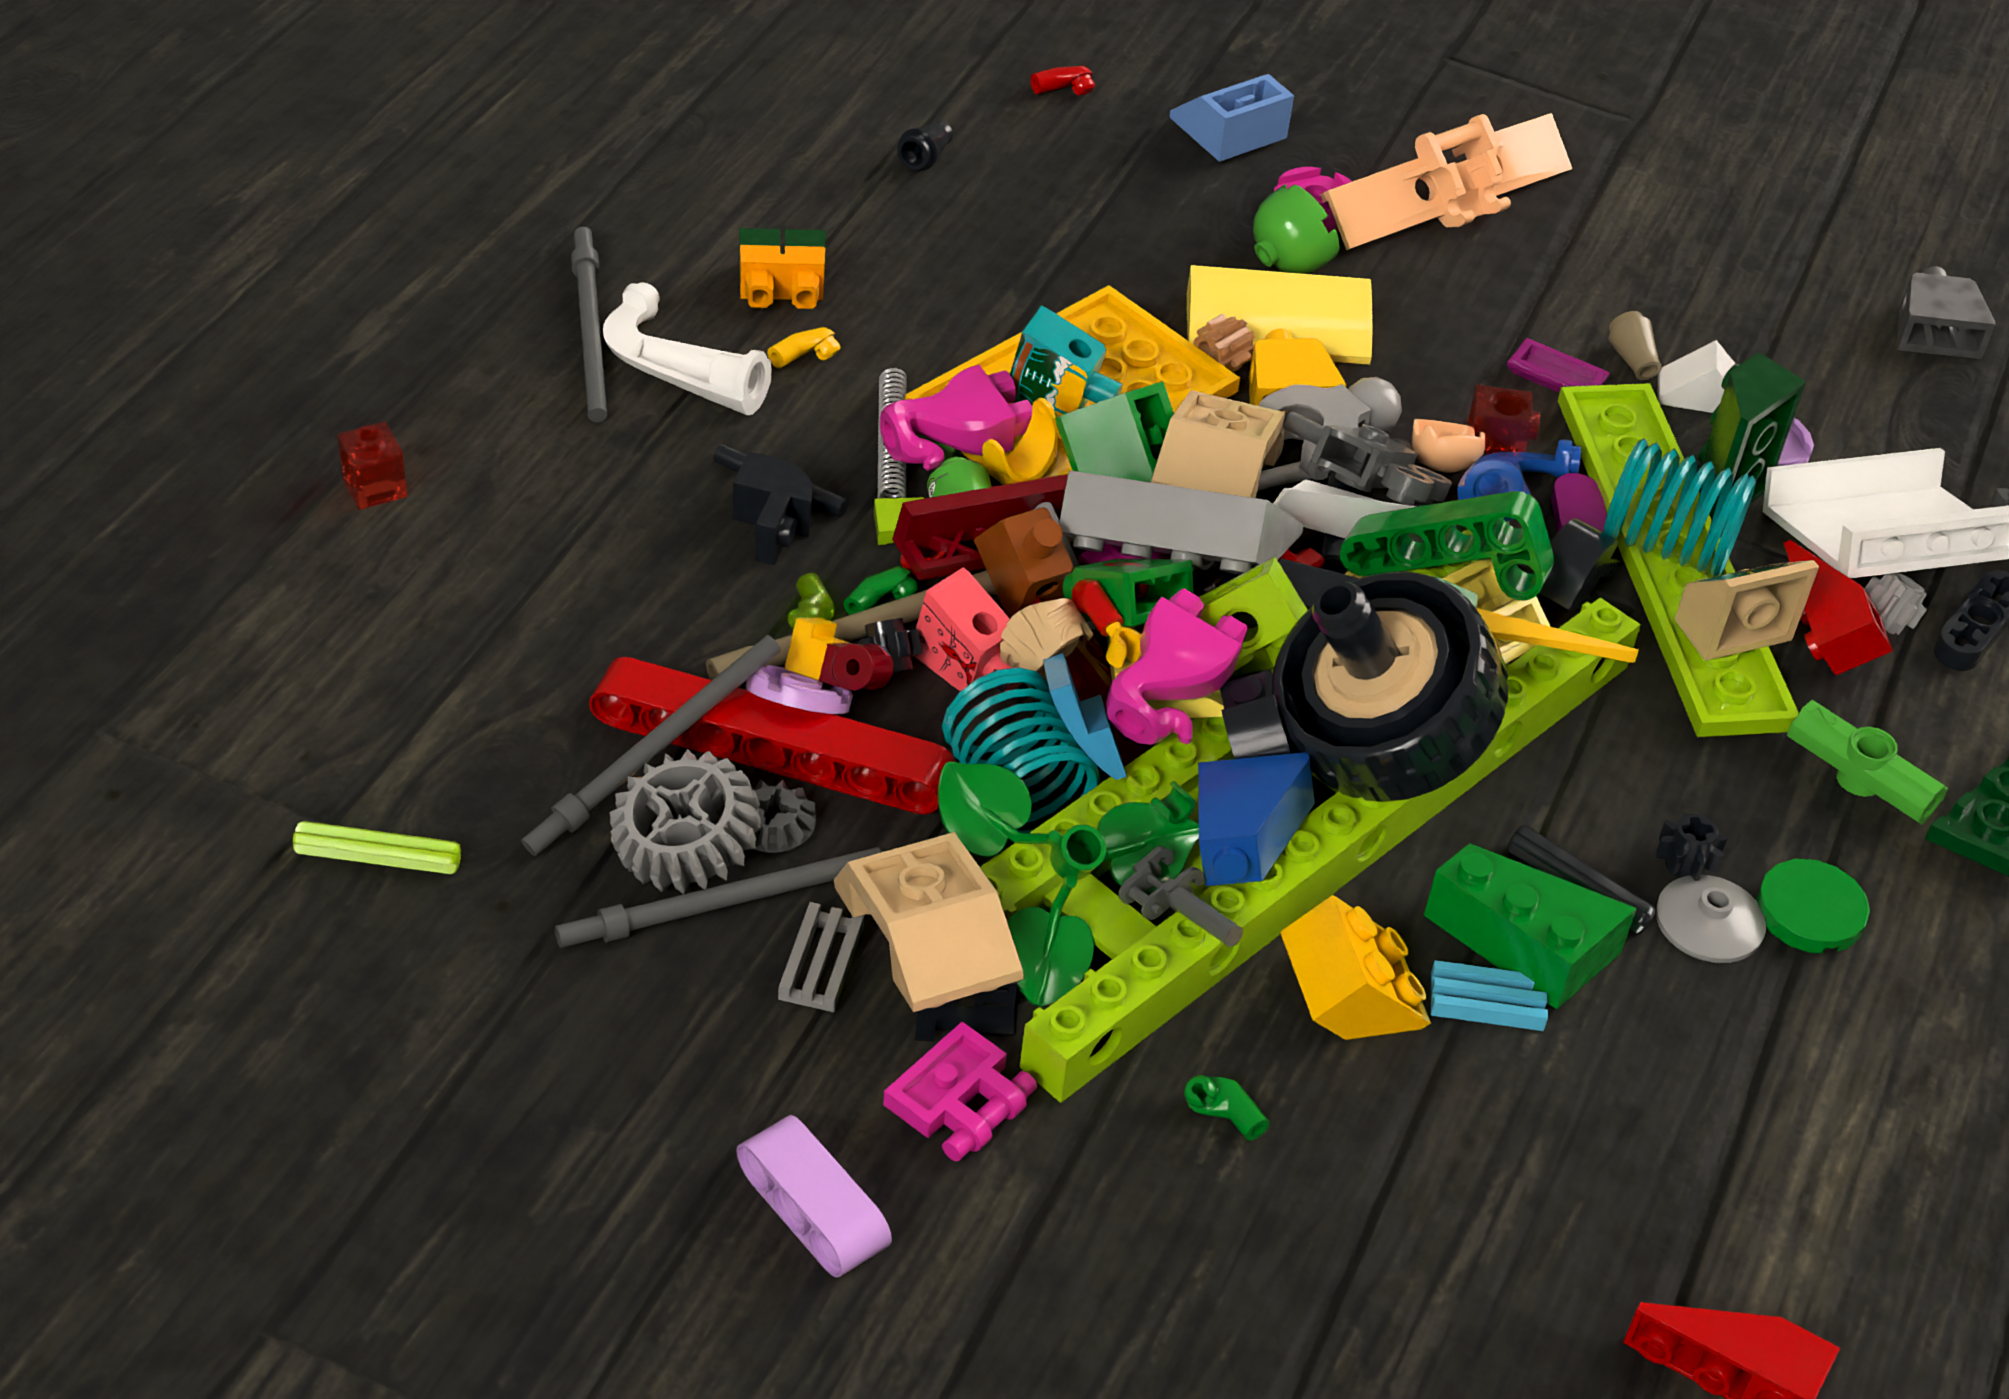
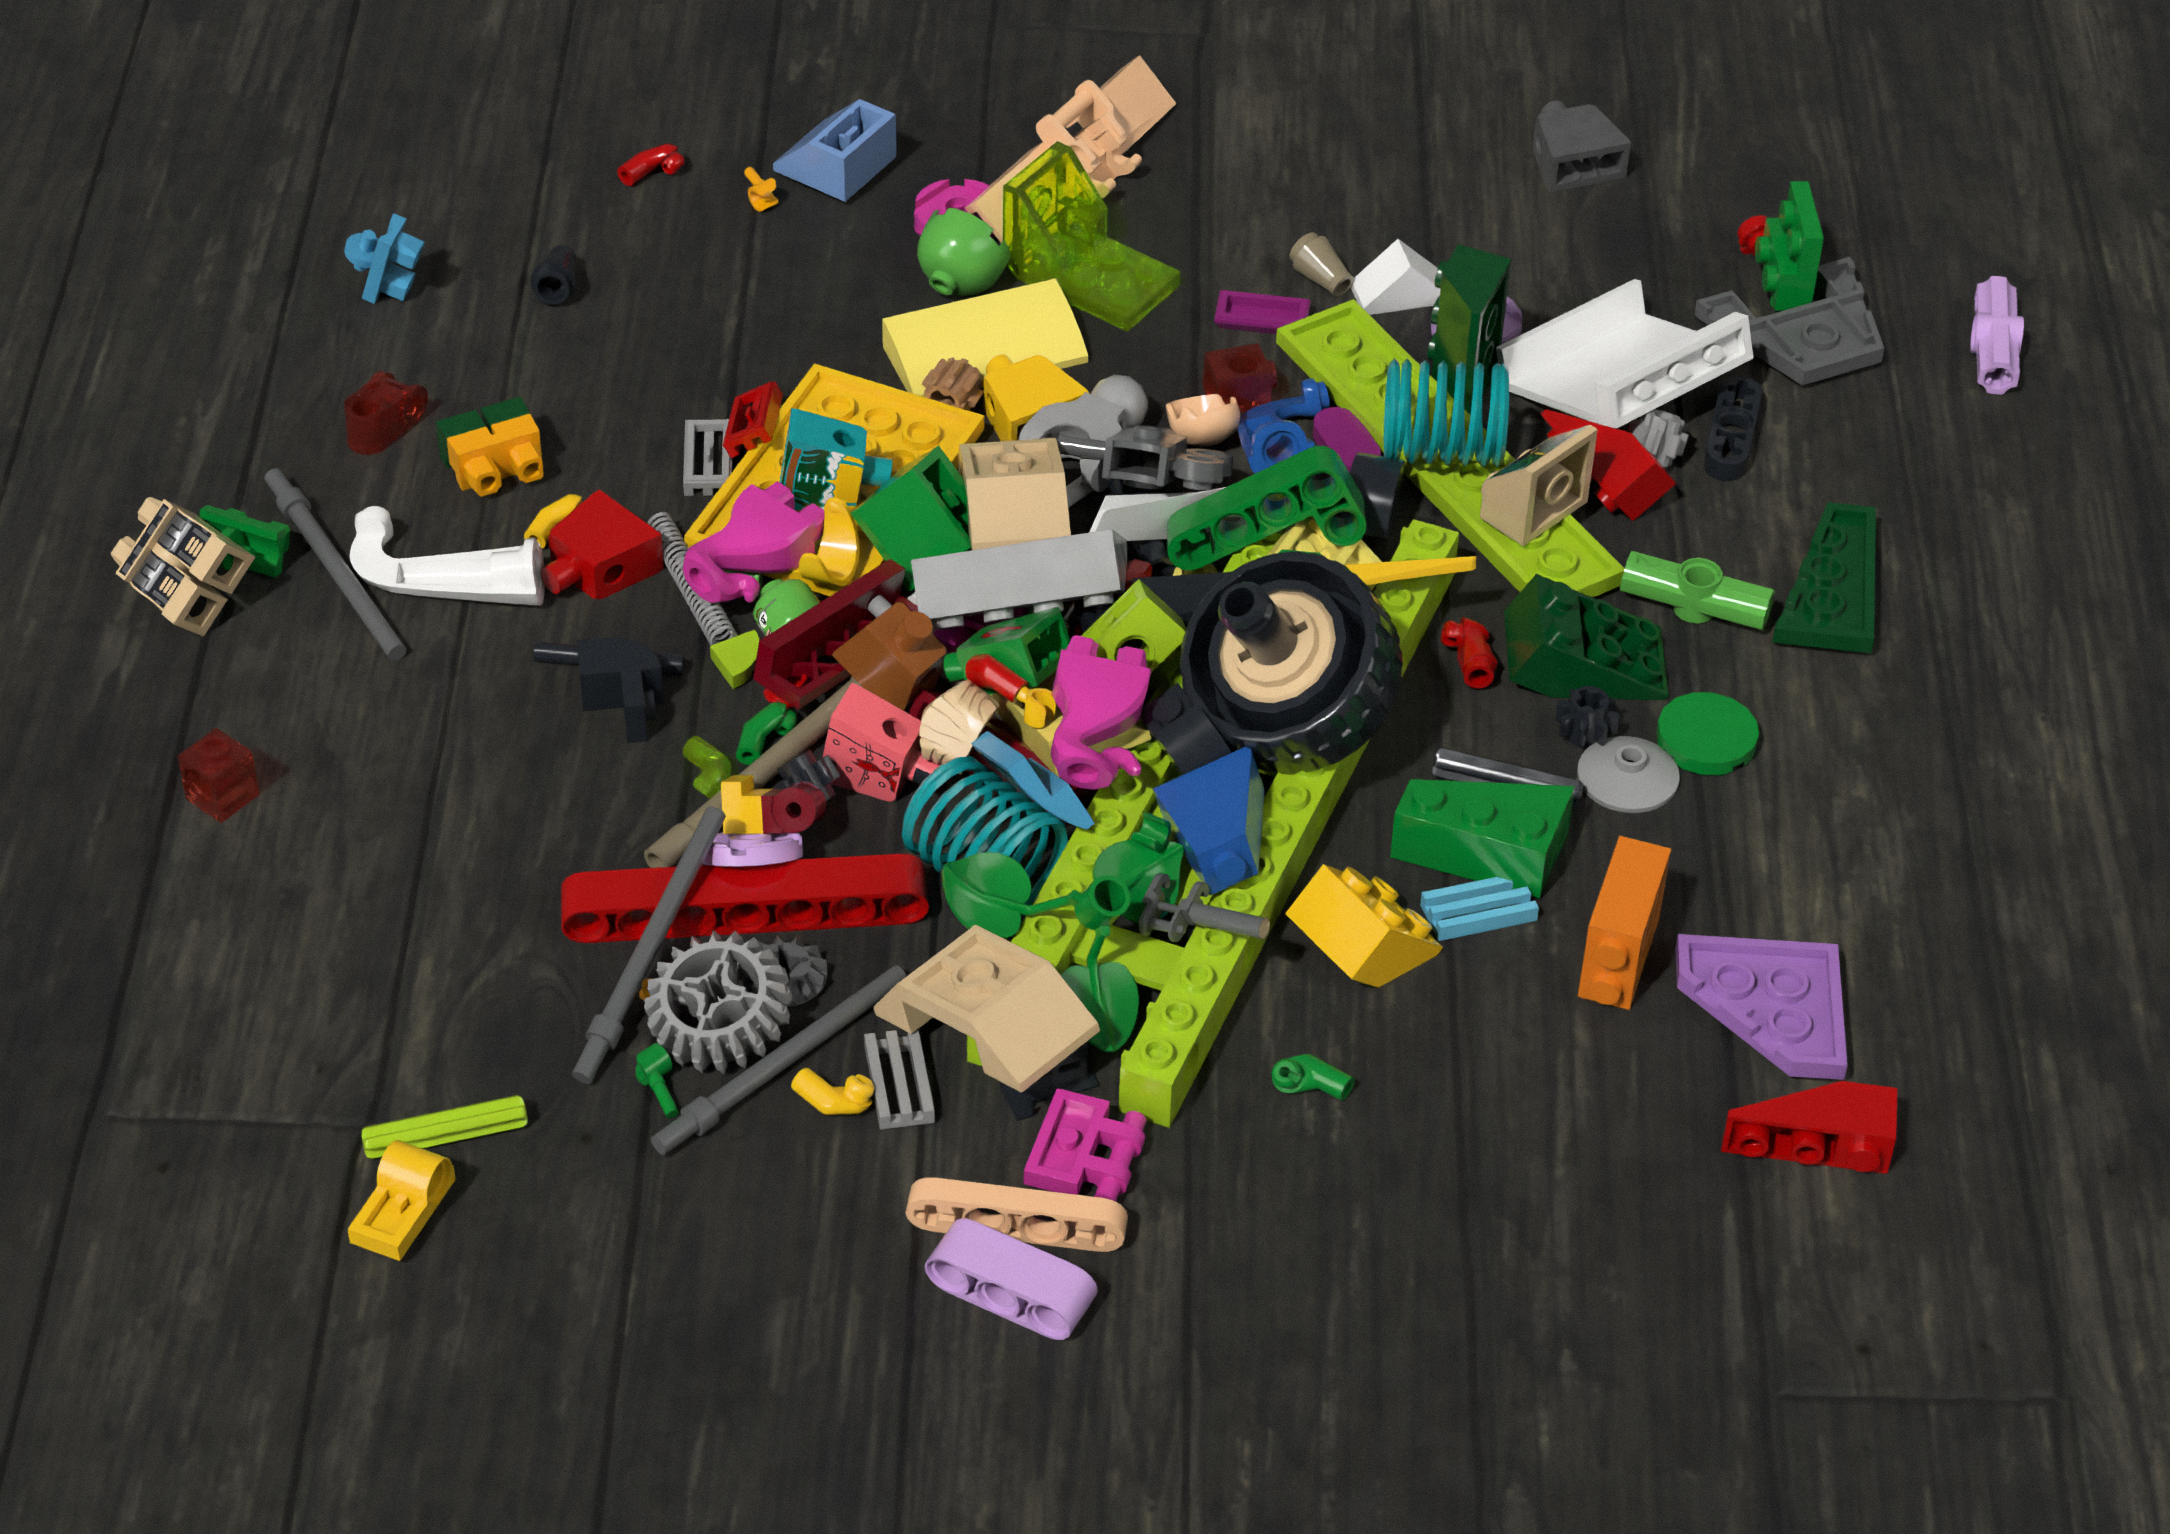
camera: 20 degrees left, 0 degrees up
(303, 895) = (406, 1195): none -> yellow plate
(446, 276) = (178, 563): none -> tan hips
(521, 278) = (257, 537): none -> green hips
(597, 860) = (651, 1066): none -> green hand
(705, 209) = (382, 412): none -> clear red piece
(743, 953) = (830, 1100): none -> yellow arm
(779, 86) = (380, 254): none -> dark azure hips
(824, 383) = (601, 549): none -> red torso
(858, 1133) = (1080, 1224): none -> light nougat beam
(945, 350) = (707, 480): none -> light grey tile
(1020, 312) = (760, 418): none -> red tile
(1147, 132) = (761, 192): none -> light orange hand
(1398, 238) = (1060, 233): none -> clear neon green bracket
(1606, 750) = (1473, 652): none -> red arm
(1623, 1064) = (1624, 922): none -> orange brick
(1716, 768) = (1574, 641): none -> dark green slope
(1753, 1200) = (1773, 996): none -> medium lavender plate

